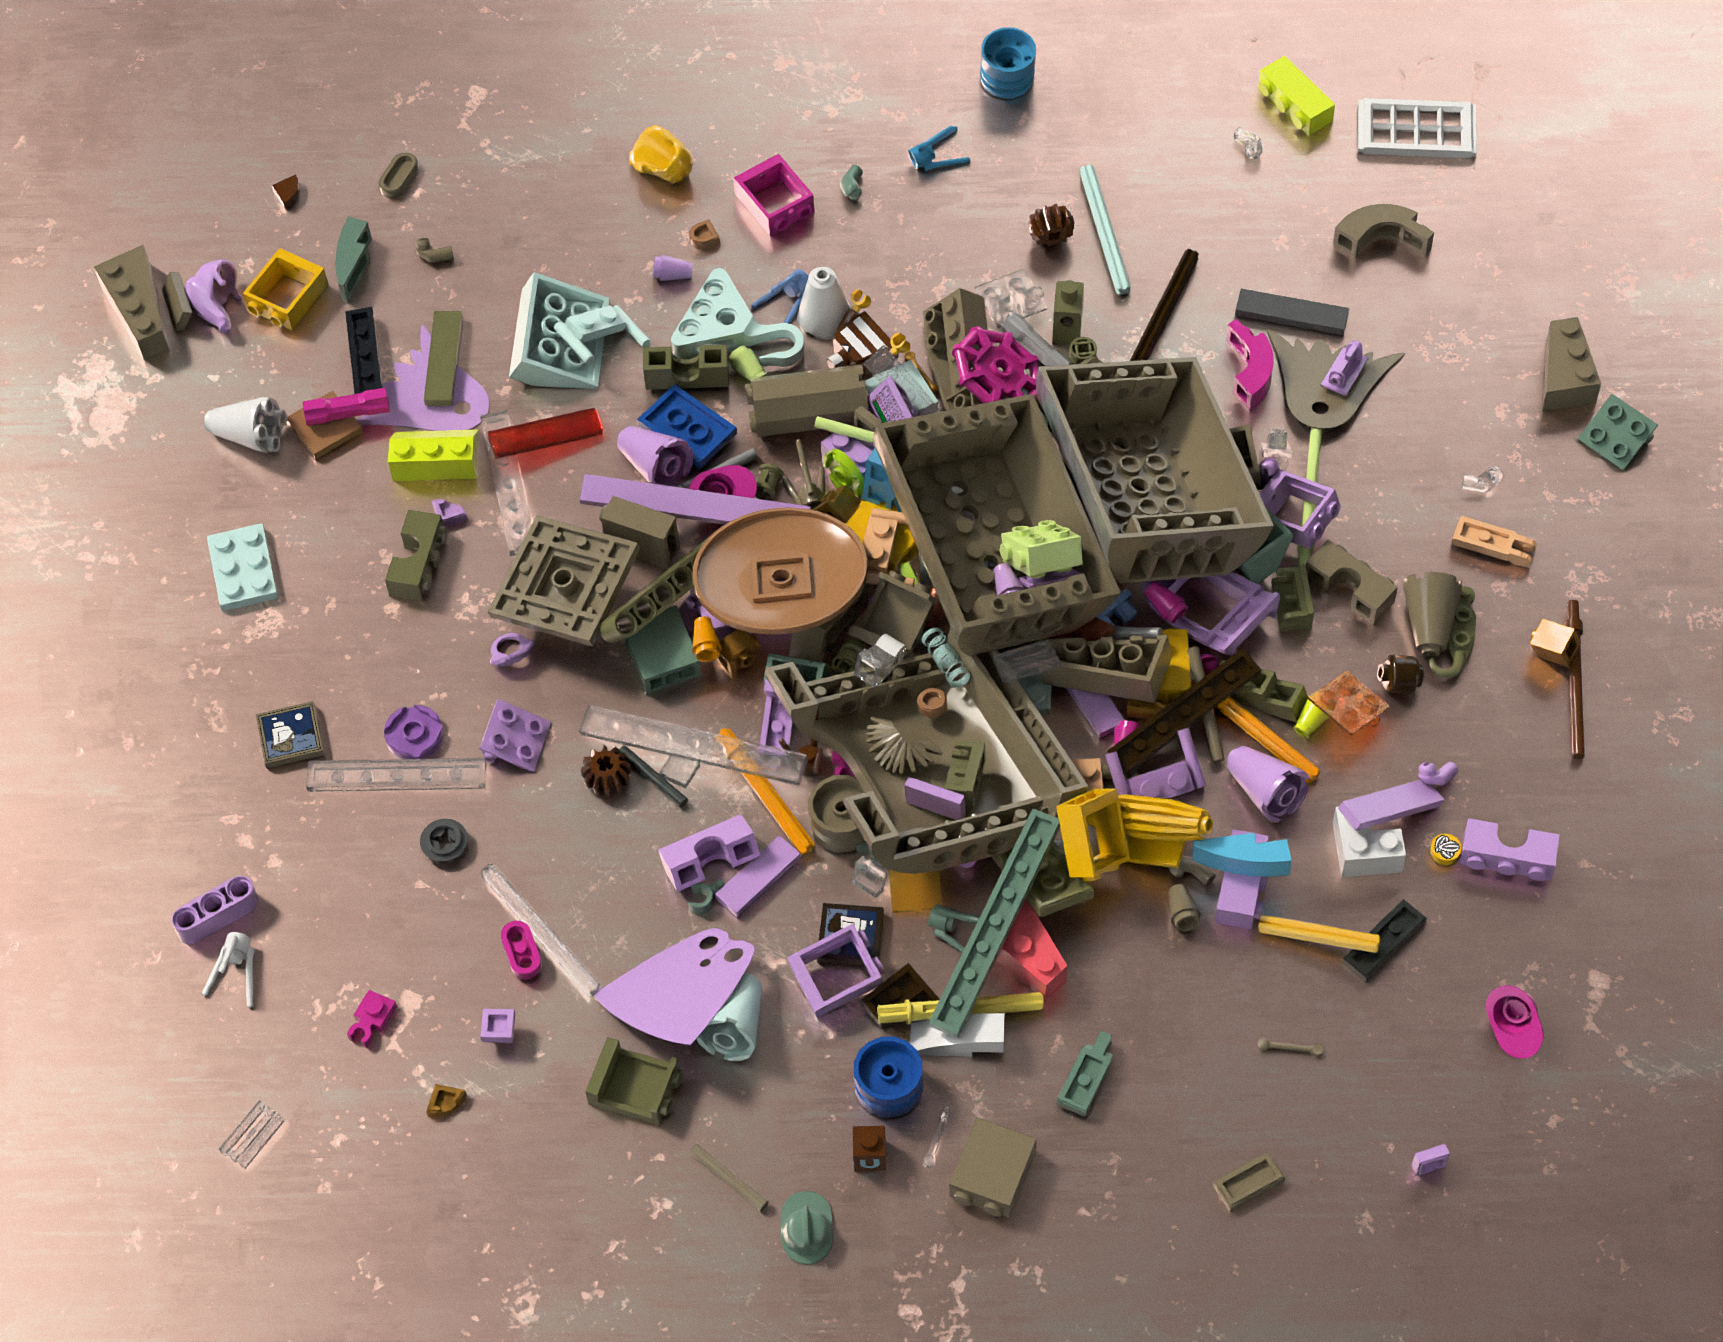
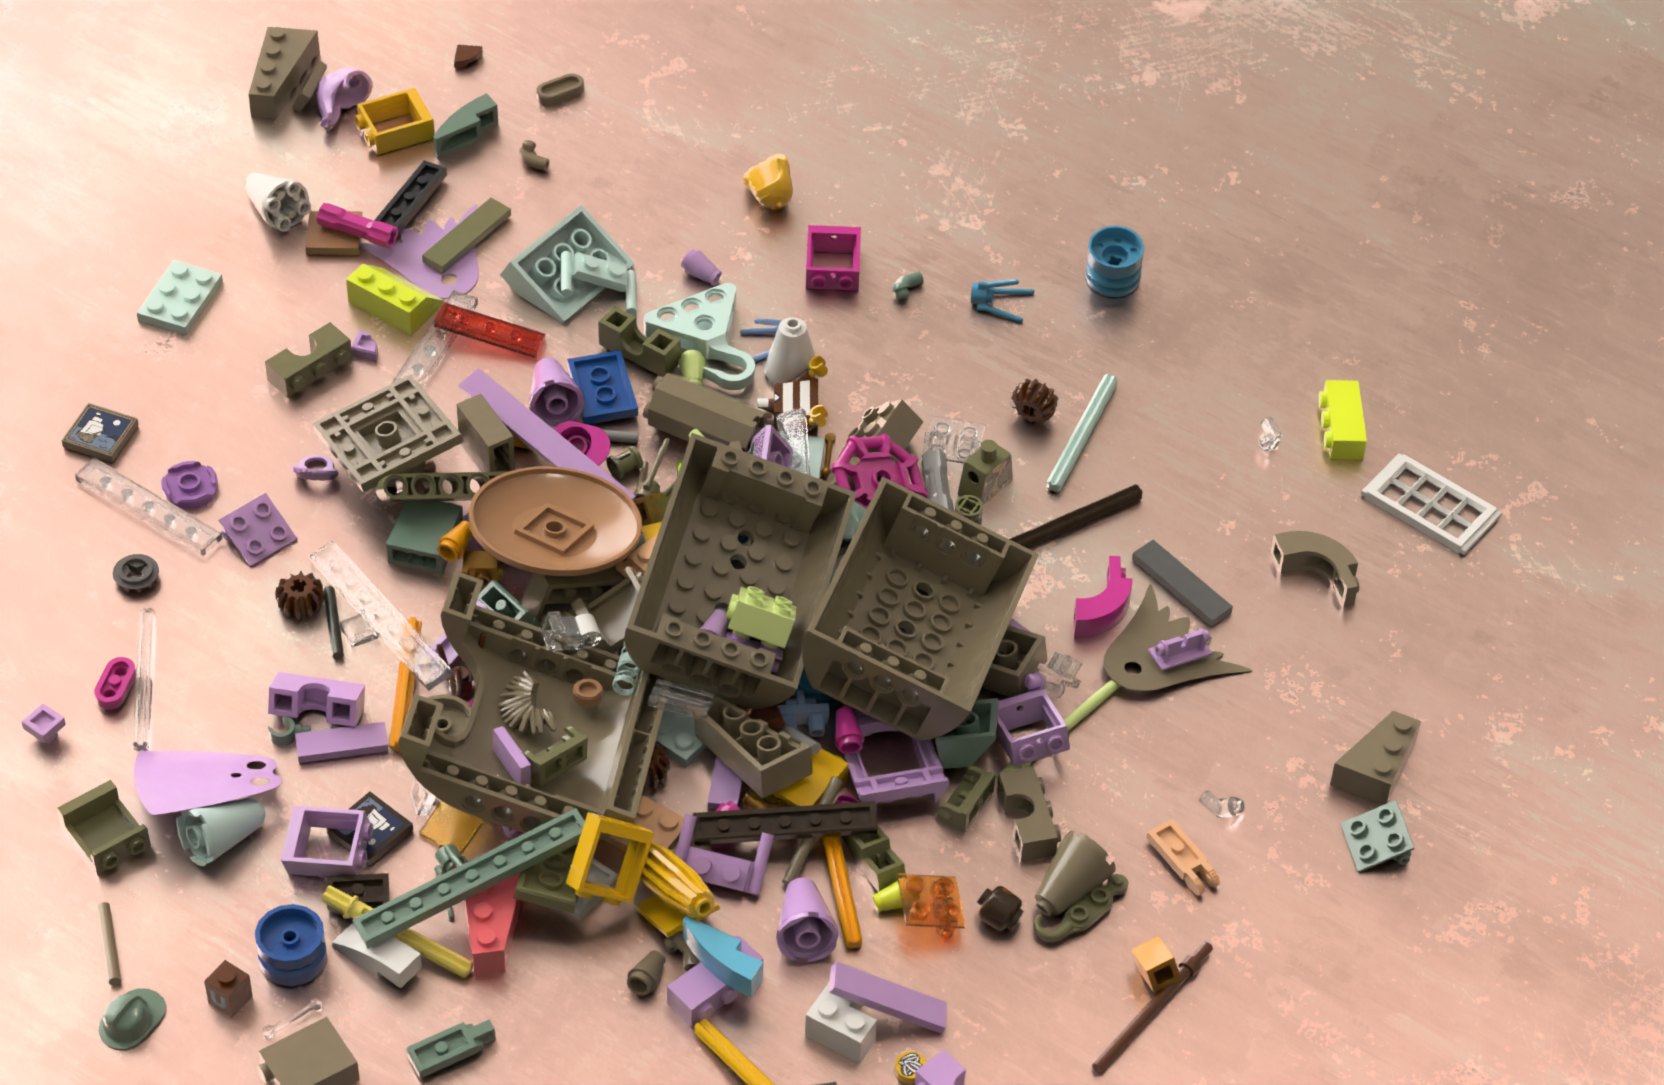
camera: 30 degrees right, 10 degrees down
(703, 235) = (752, 259): medium nougat tile -> none
(1438, 777) = (957, 1008): lavender arm -> none

